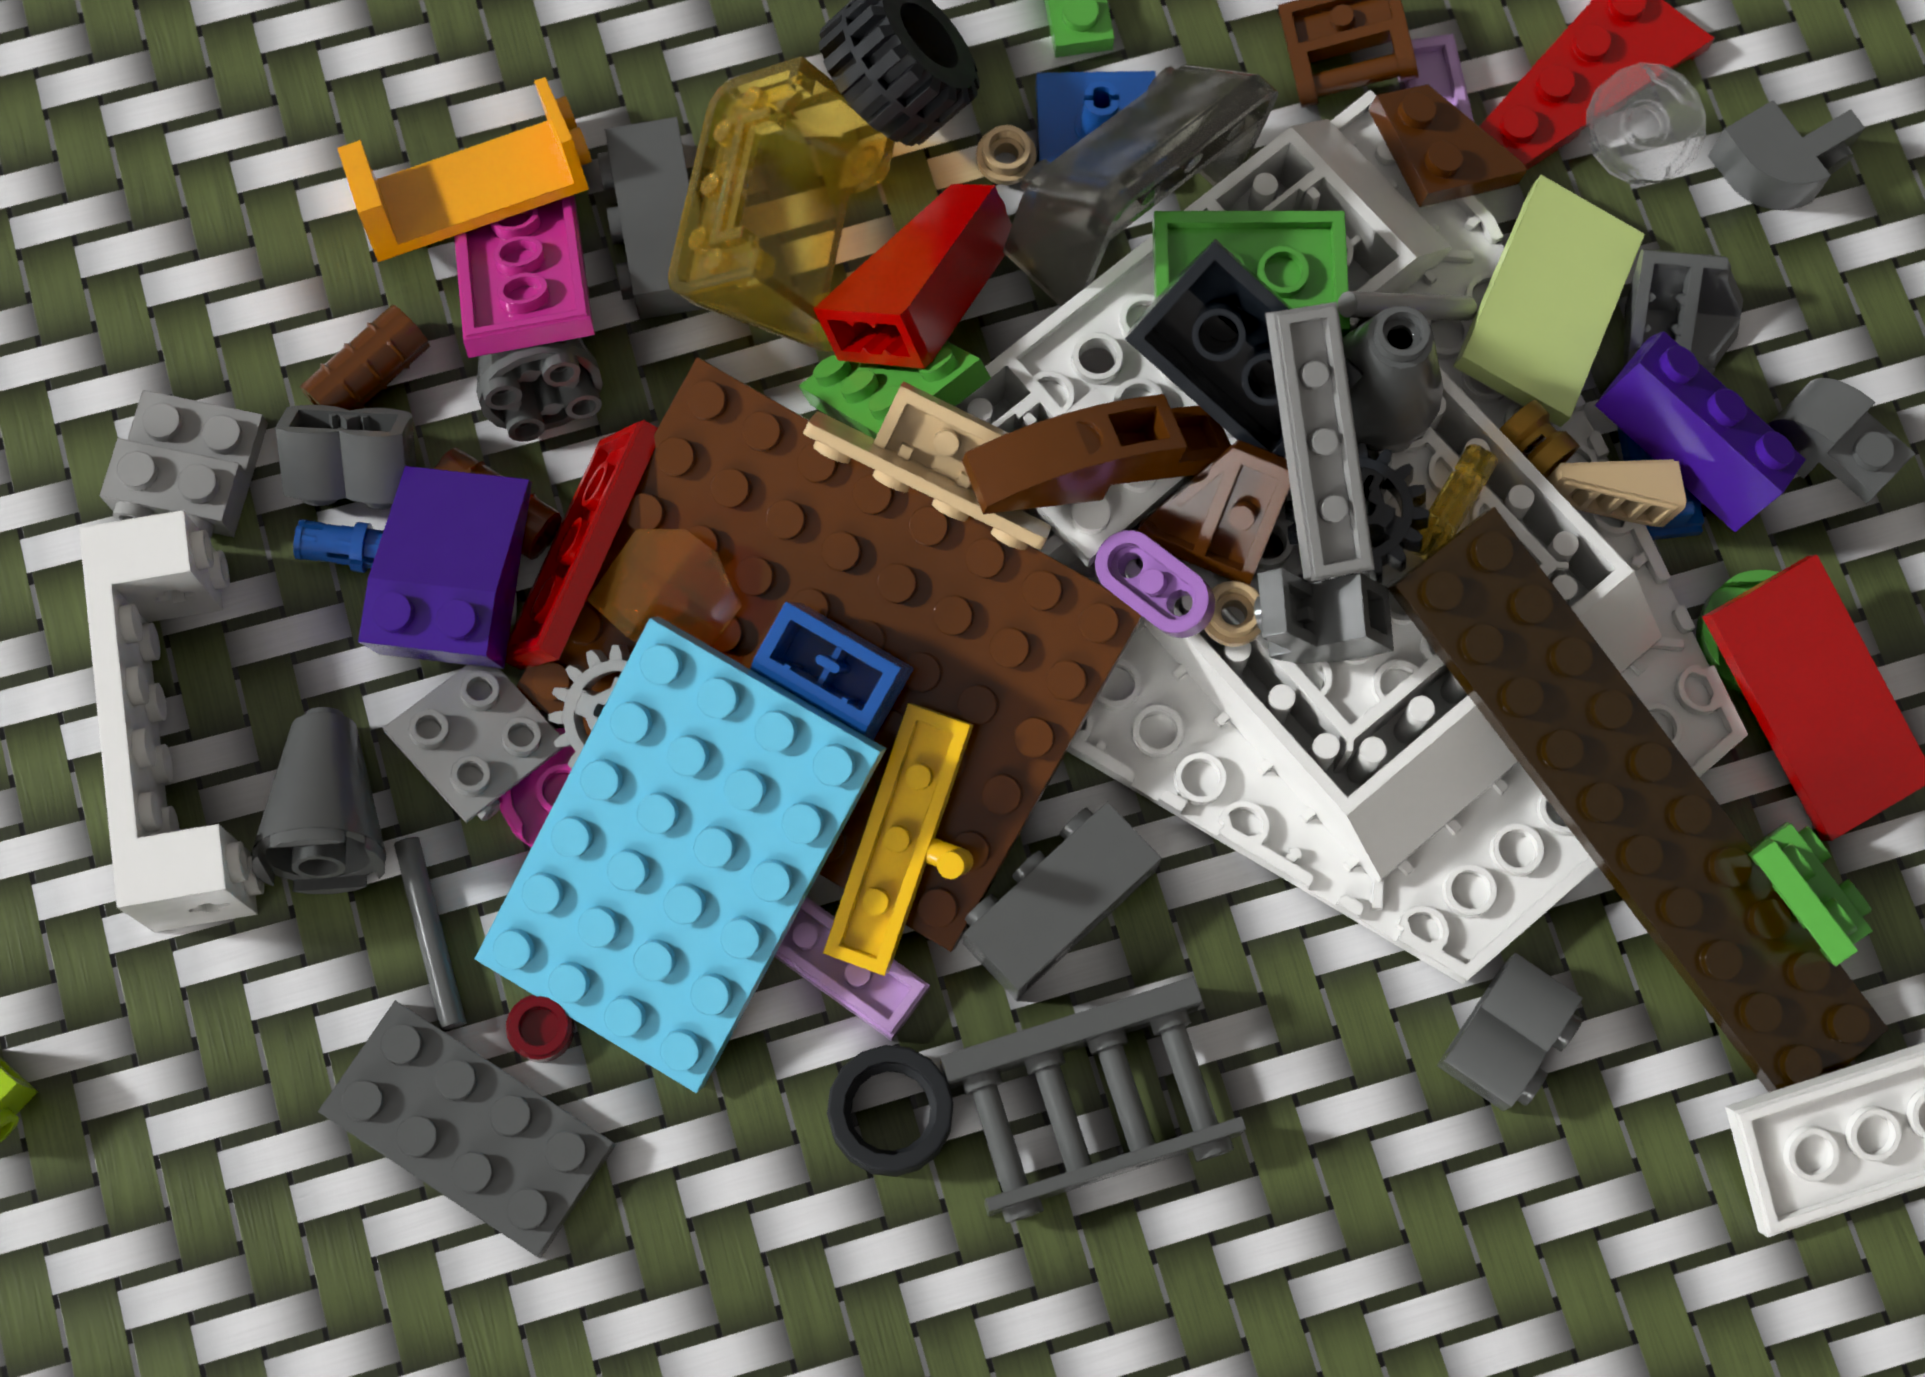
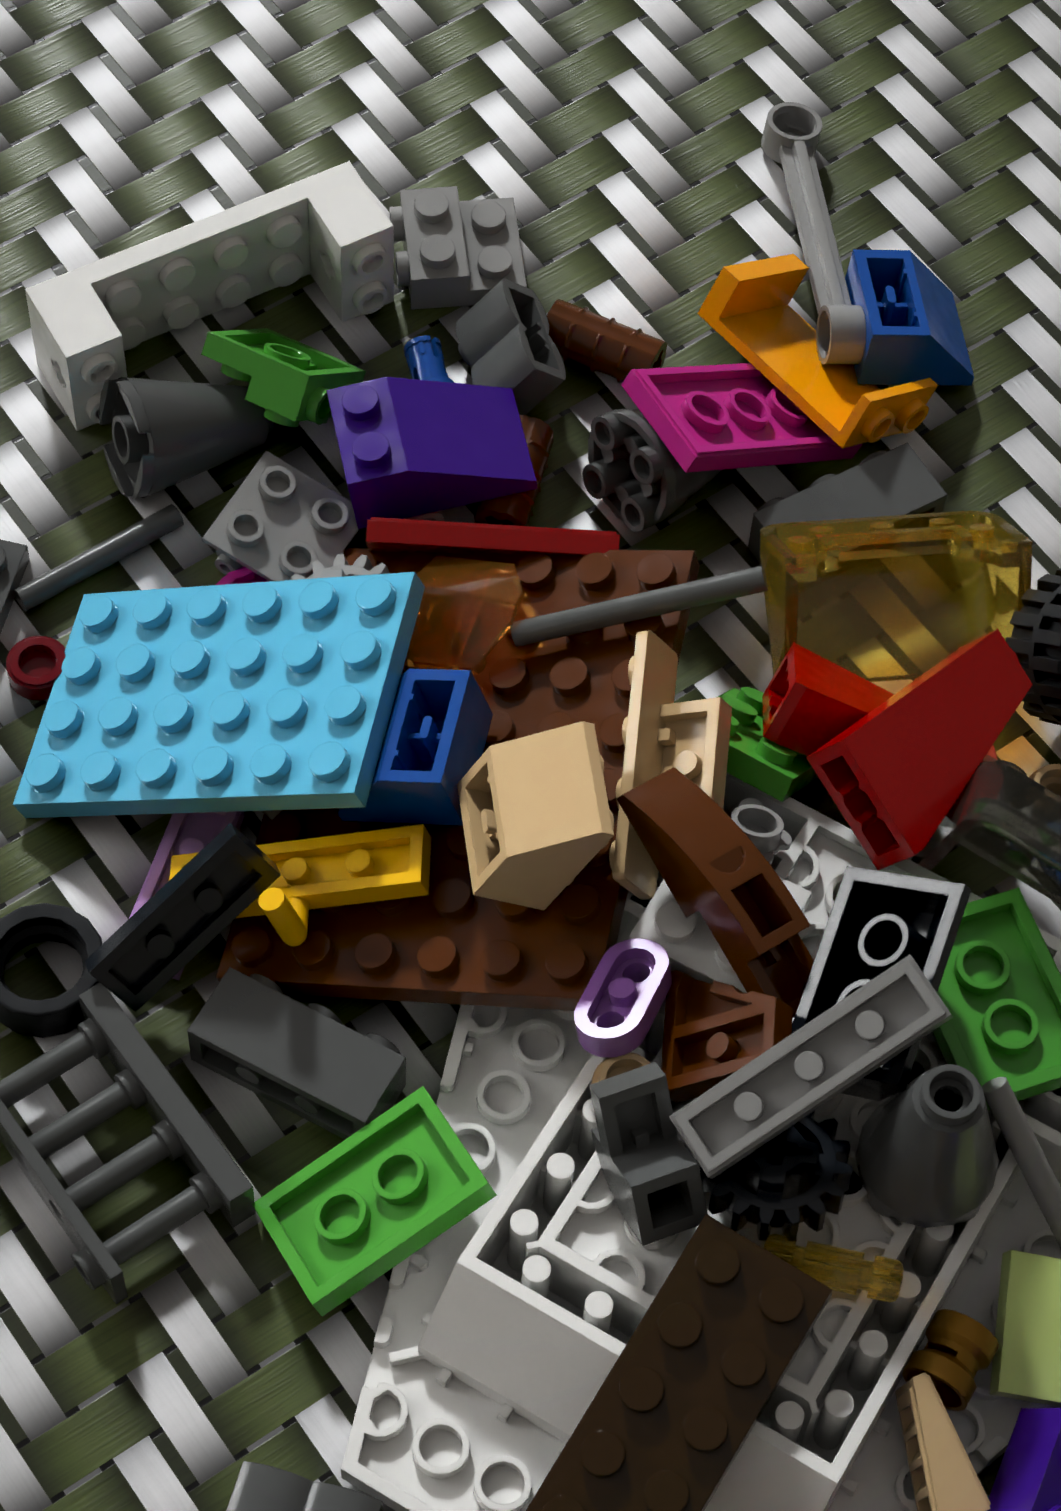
camera: 70 degrees right, 15 degrees down
(301, 669) = (282, 373): none -> bright green plate
(446, 139) = (839, 323): none -> light grey piece
(453, 85) = (909, 321): none -> blue slope
(749, 426) = (639, 606): none -> dark grey bar
(912, 958) = (182, 917): none -> black plate
(964, 591) = (535, 814): none -> tan slope
(986, 234) = (918, 749): none -> red slope
(1019, 407) = (763, 828): none -> light grey plate
(1234, 874) = (373, 1201): none -> bright green plate

